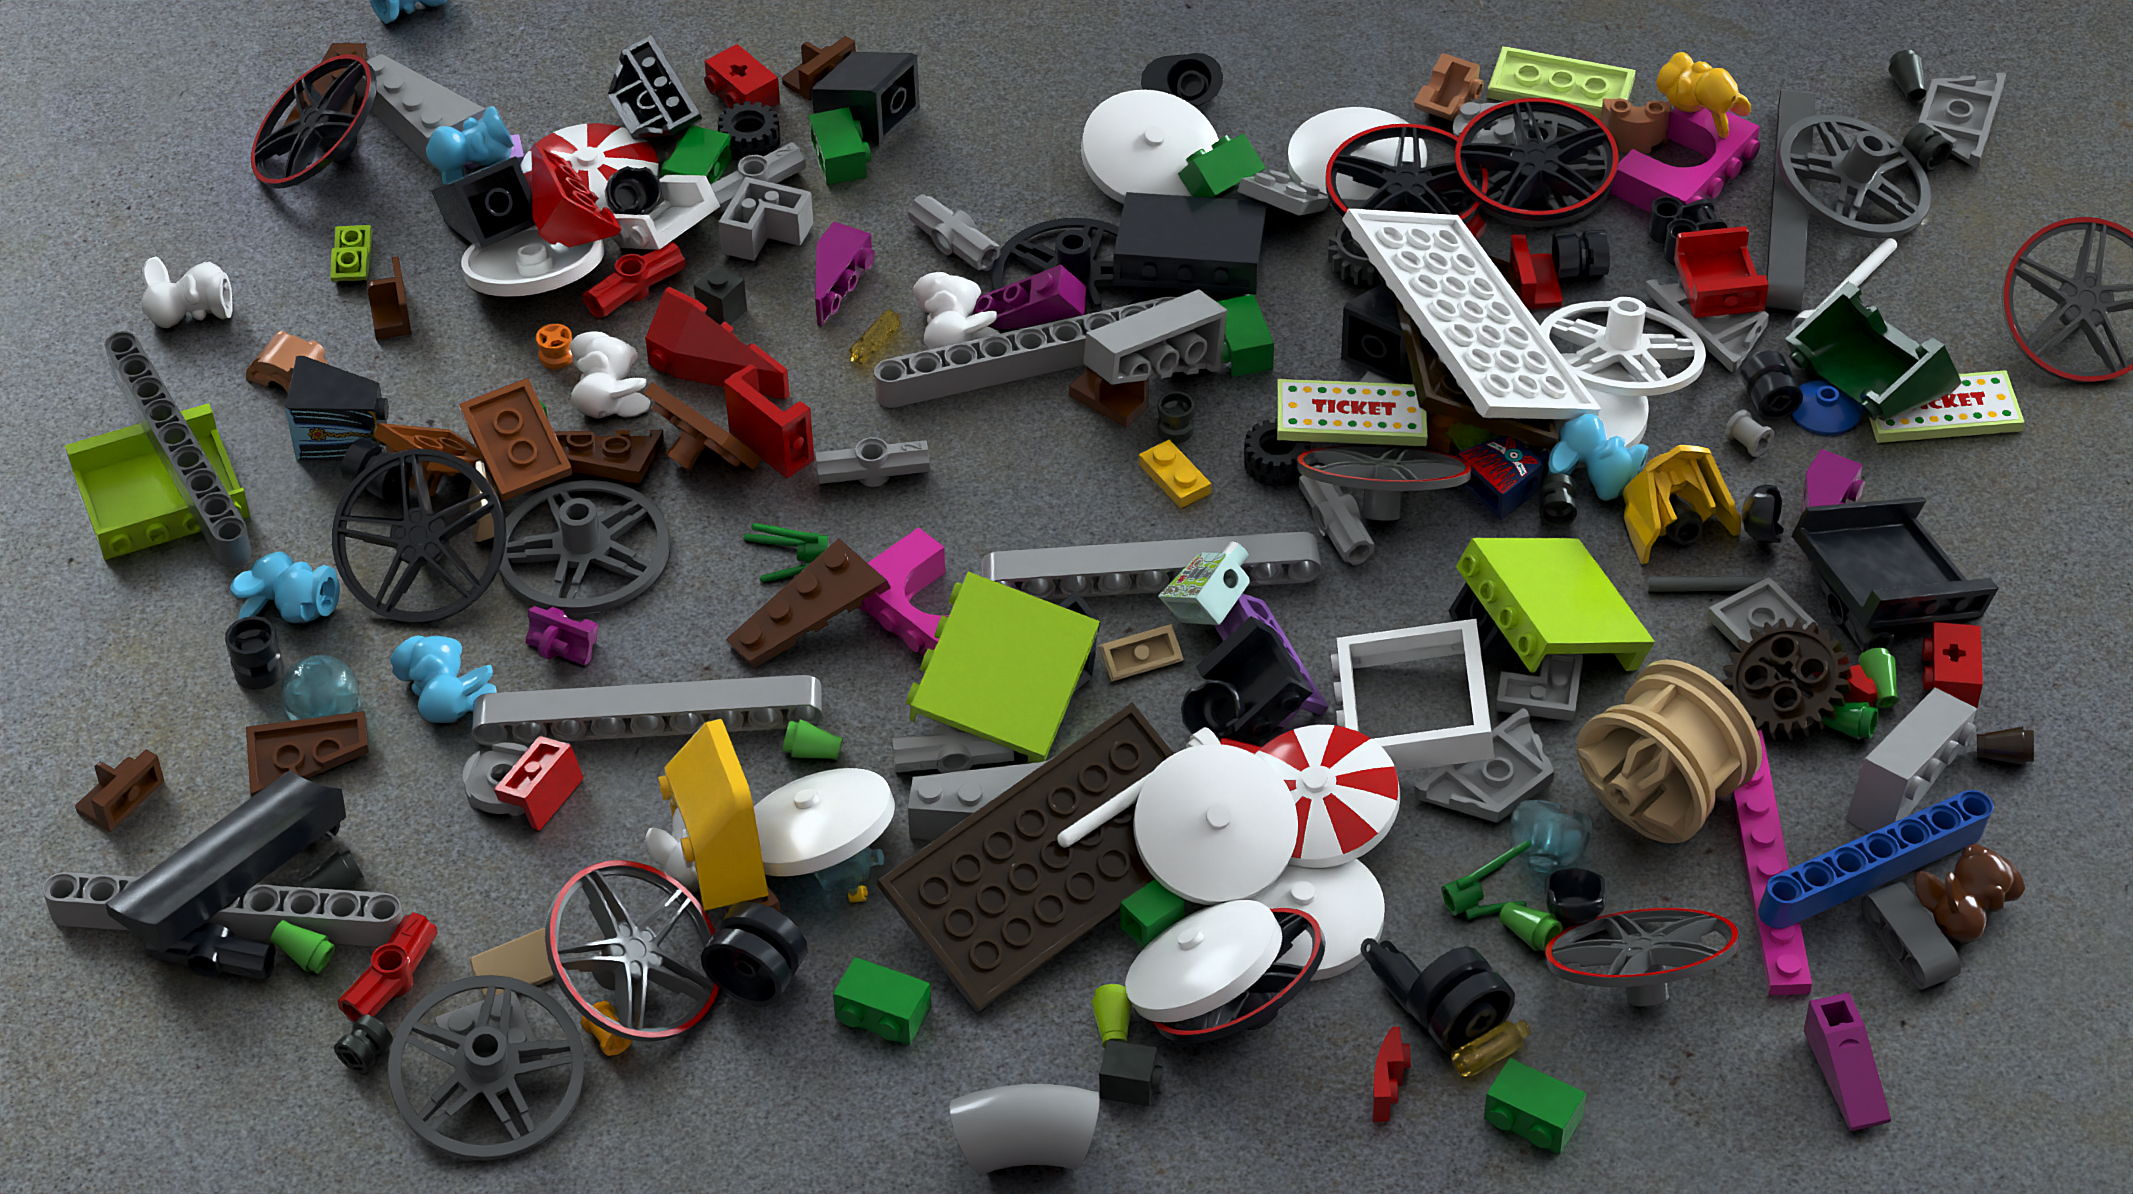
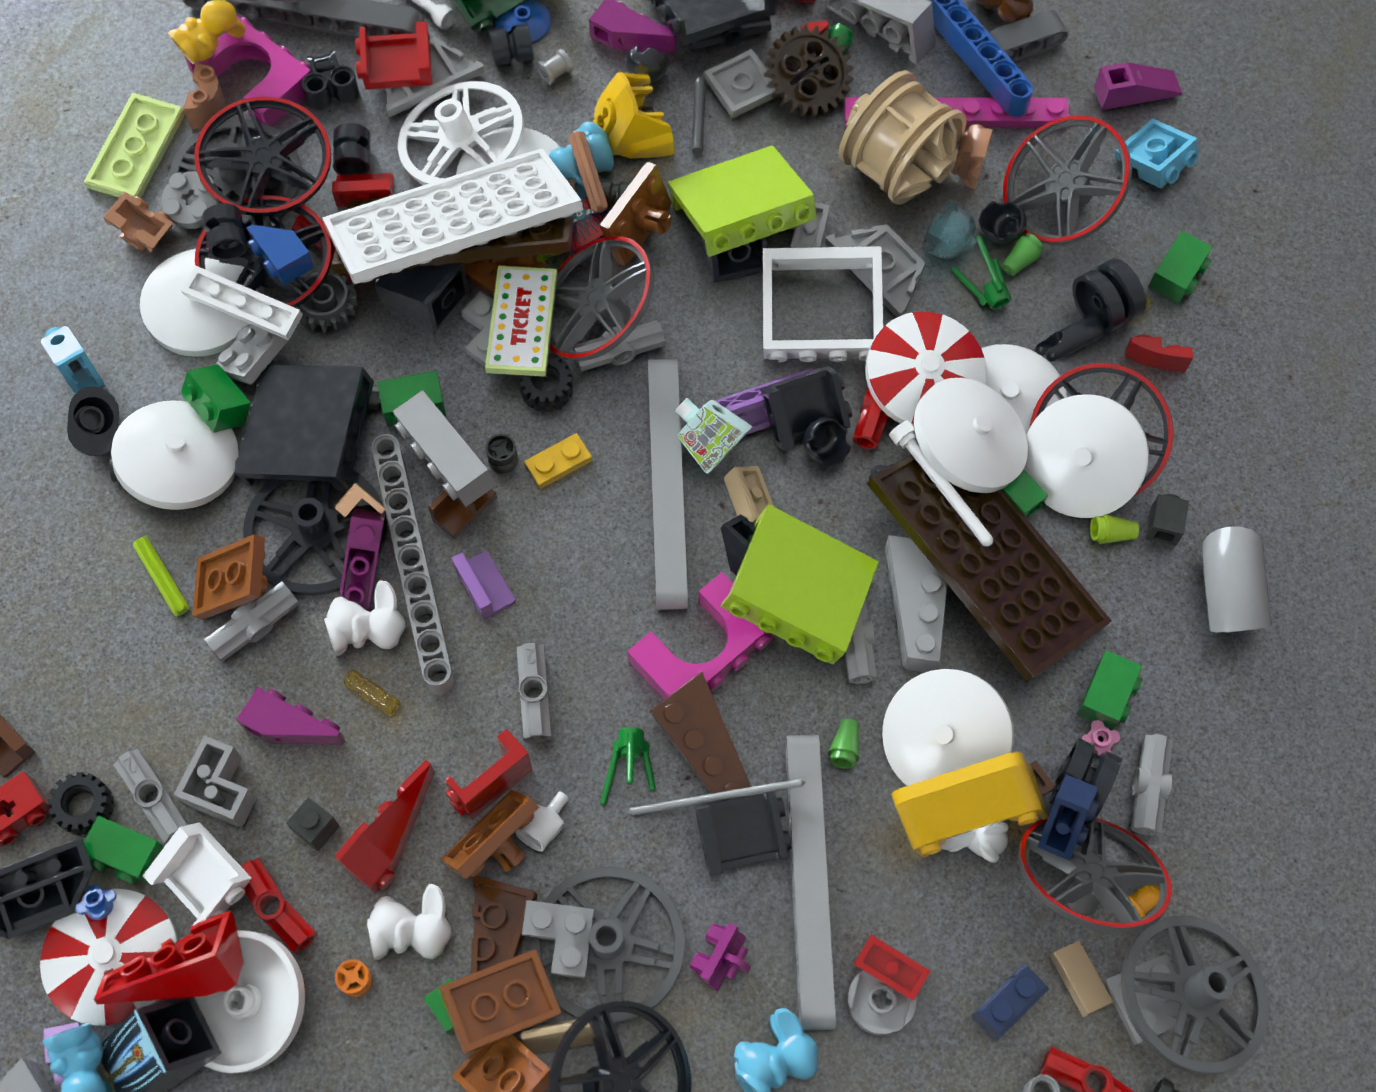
camera: 90 degrees left, 20 degrees up
(490, 889) = (1010, 1002): none -> dark blue brick
(601, 485) = (568, 928): none -> light grey plate
(633, 191) = (167, 904): black hair -> none
(638, 146) = (99, 909): none -> blue plate
(695, 903) = (1067, 817): none -> dark blue brick
(701, 635) = (742, 831): none -> black panel
(719, 479) = (545, 824): none -> white piece
(742, 617) = (717, 797): none -> light grey axle
(755, 1042) = (1152, 785): none -> light grey piece
(816, 1004) = (1098, 729): none -> bright pink plate
(839, 145) = (118, 720): green brick -> none
(875, 87) = (52, 692): black slope -> none
(997, 207) = (229, 577): none -> dark orange plate
(1007, 162) = (161, 576): none -> lime axle
(1008, 413) = (483, 583): none -> medium lavender panel
(1091, 283) = (353, 496): none -> light nougat panel
(1258, 57) = (63, 350): none -> medium azure torso
(1329, 159) = (241, 302): none -> white plate
(1396, 179) = (282, 251): none -> blue slope
(1412, 131) = (224, 232): none -> black wheel
(1518, 503) = (639, 212): none -> dark orange plate
(1566, 447) = (588, 171): none -> nougat axle
(1673, 857) = (971, 154): none -> nougat cylinder
(1728, 1086) = (1161, 152): none -> medium azure plate
(1881, 668) = (795, 18): bright green cone -> none

